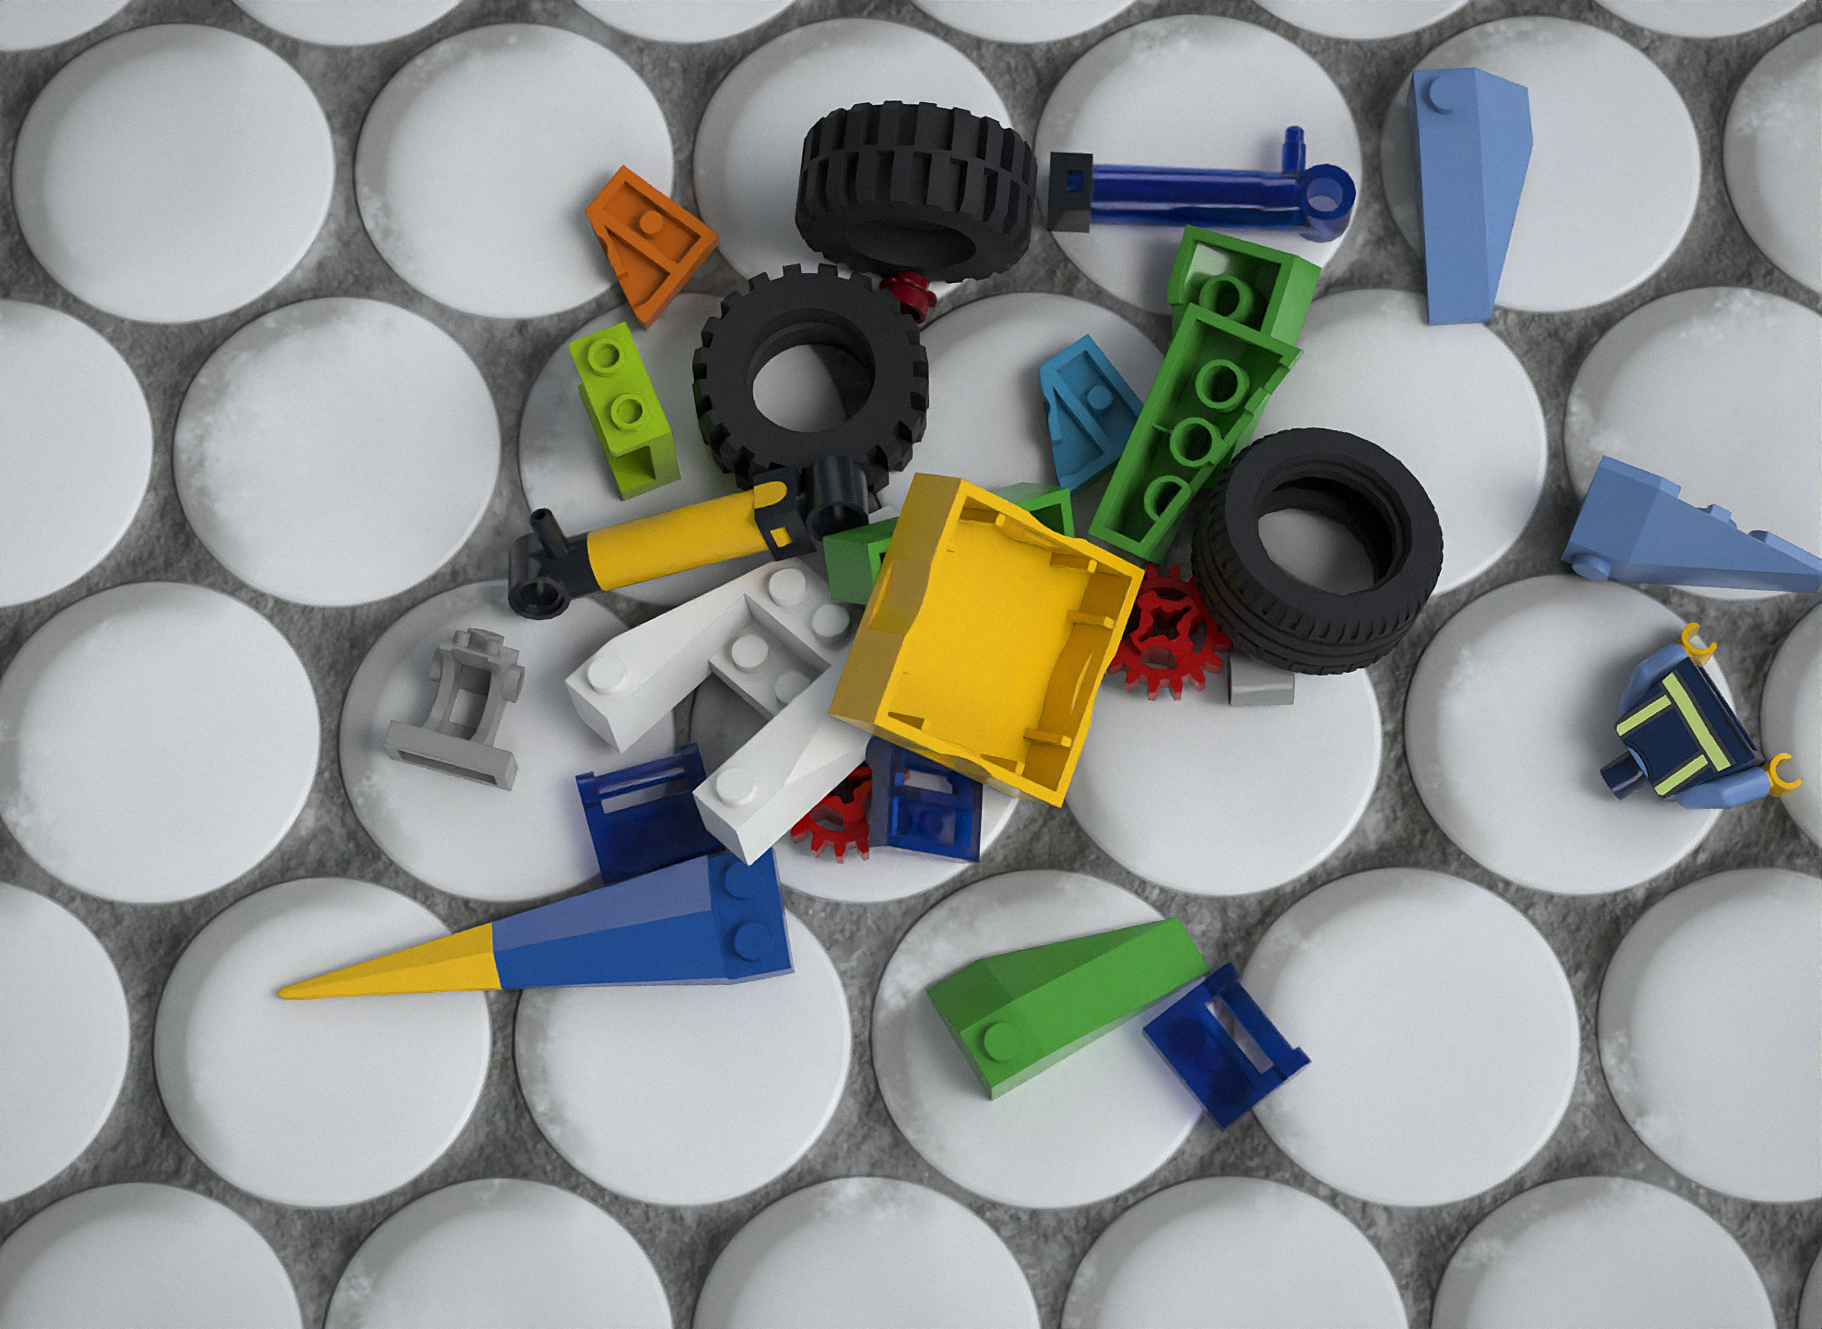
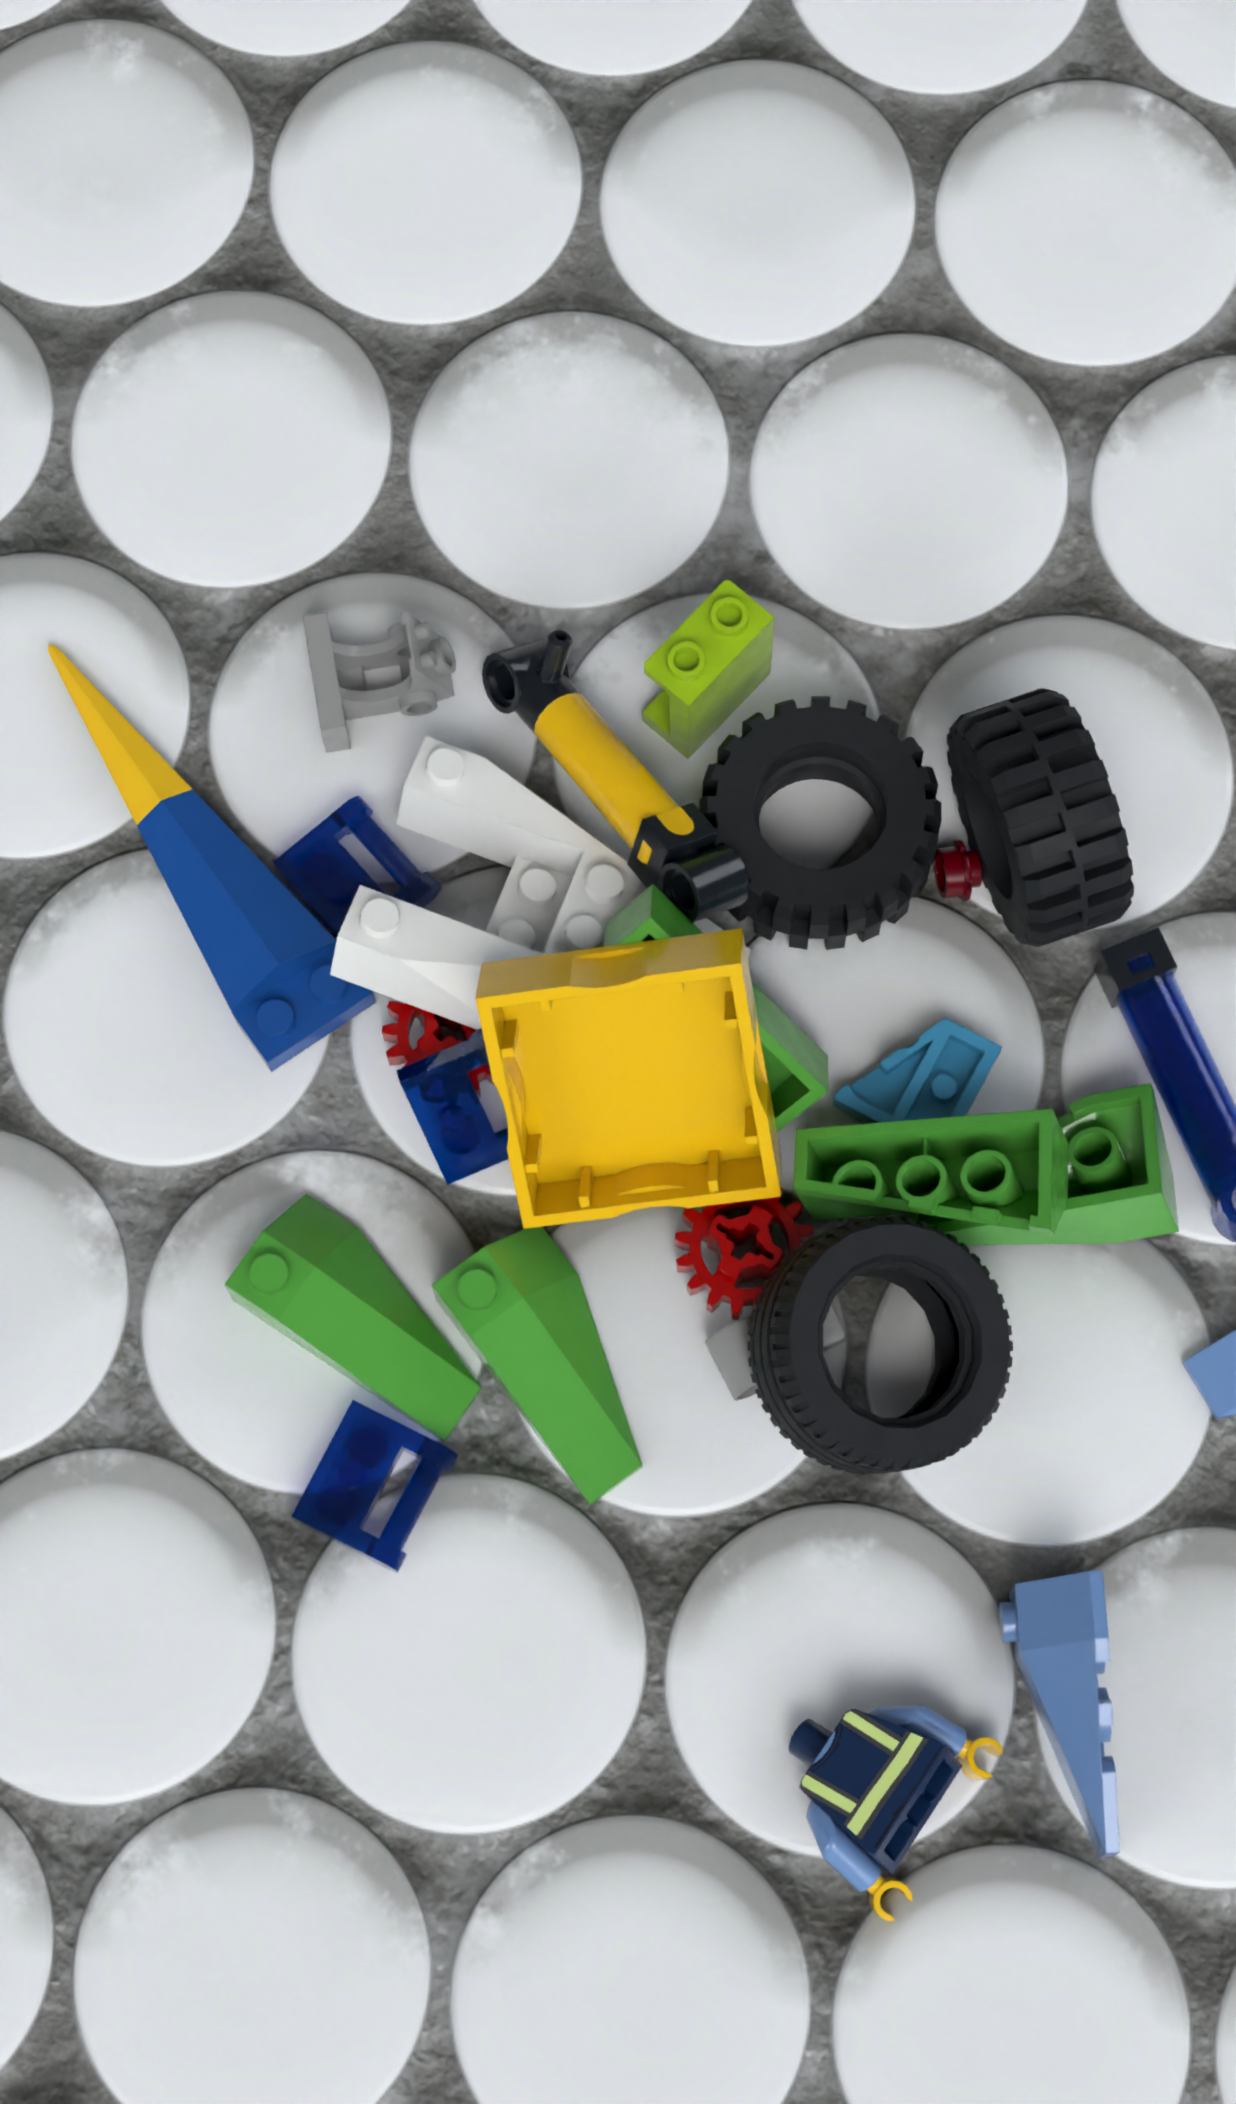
camera: 65 degrees right, 0 degrees up
(648, 242) = (892, 623): orange wing -> none
(1164, 849) = (538, 1340): none -> bright green wedge

